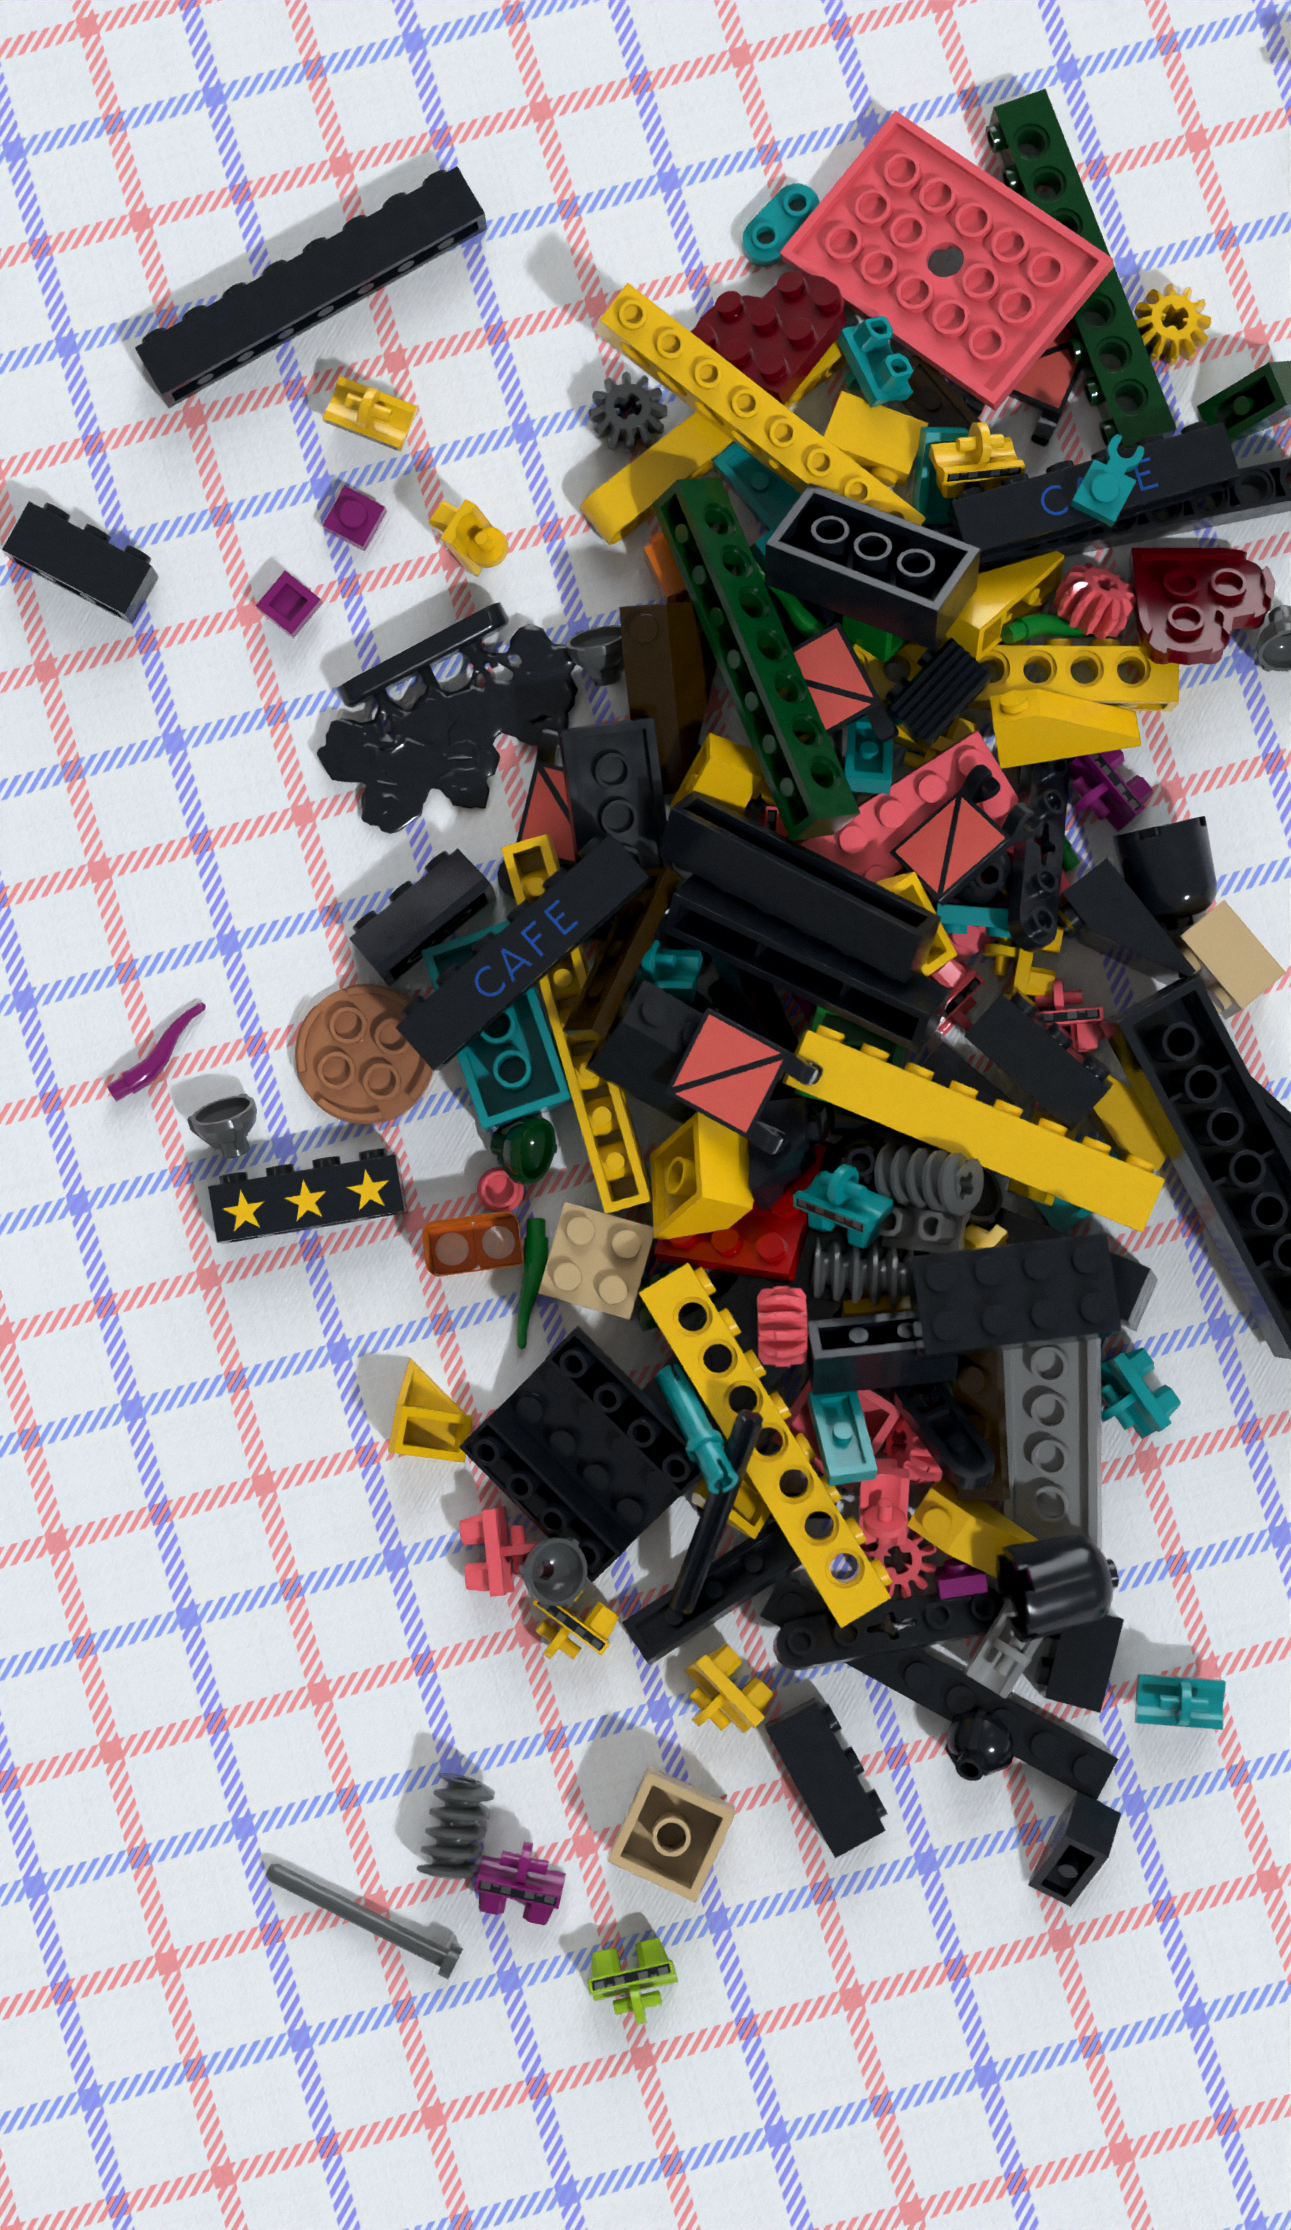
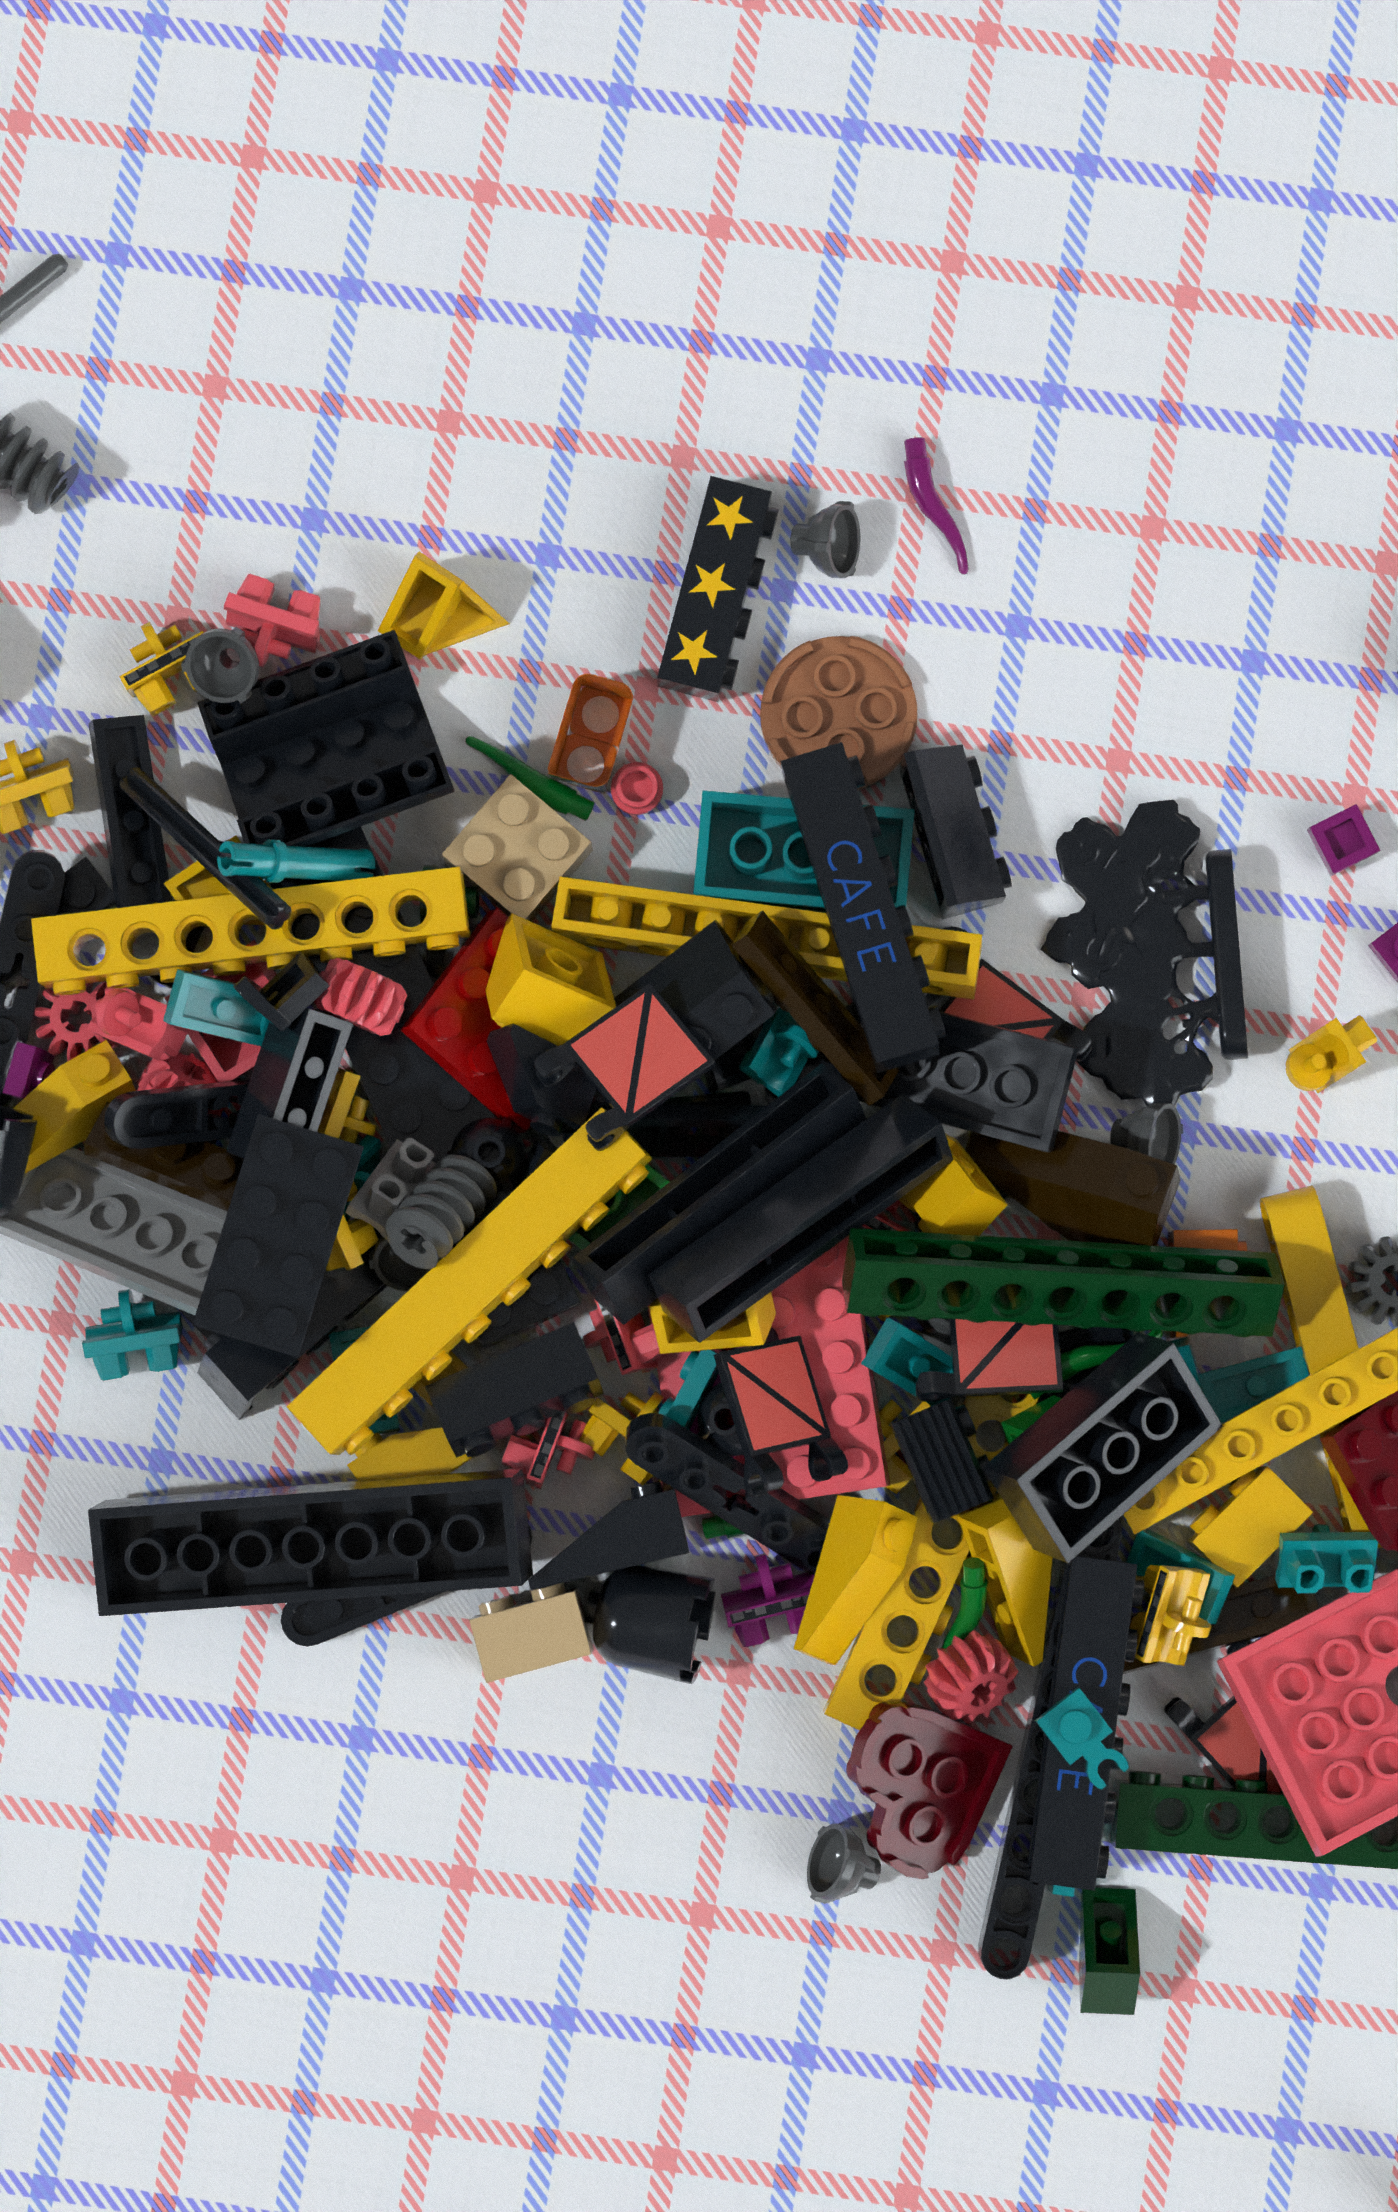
camera: 110 degrees right, 0 degrees up
(525, 1148) = (665, 830): dark green piece -> none
(808, 1386) = (285, 993): none -> black tile
(842, 1201) = (457, 1113): teal hips -> none
(860, 1273) = (378, 1100): dark grey piece -> none
(1172, 309) = (1248, 1910): yellow gear -> none

